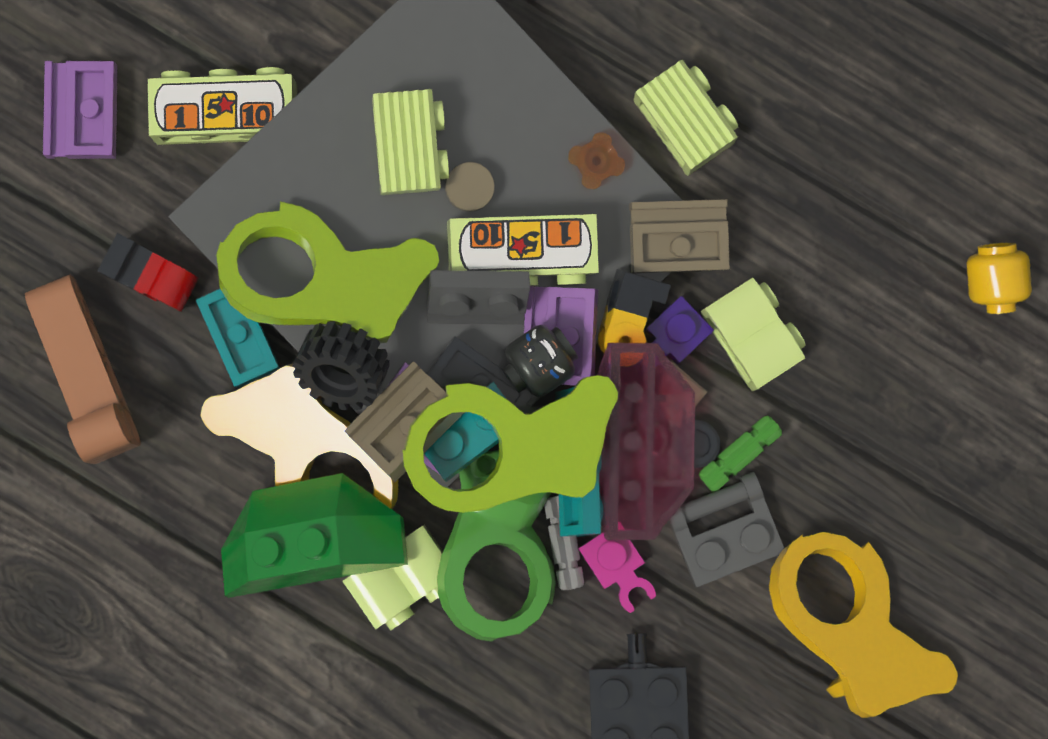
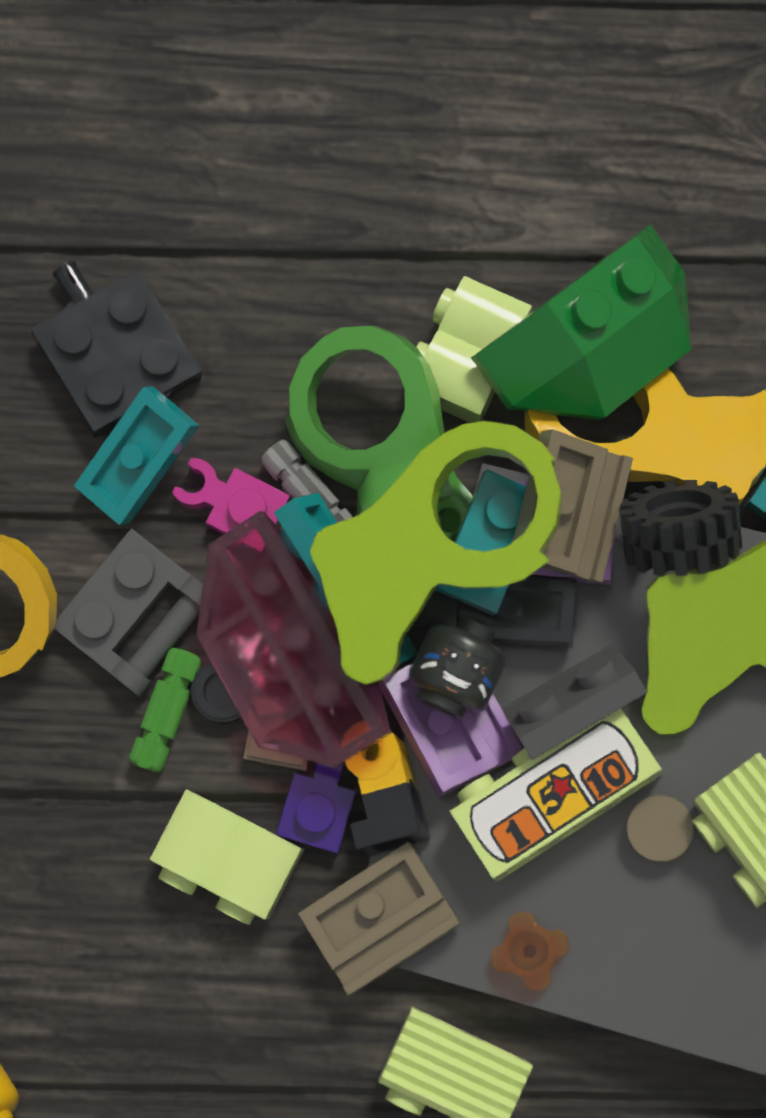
camera: 150 degrees right, 5 degrees down
(666, 633) = (136, 455): none -> teal plate

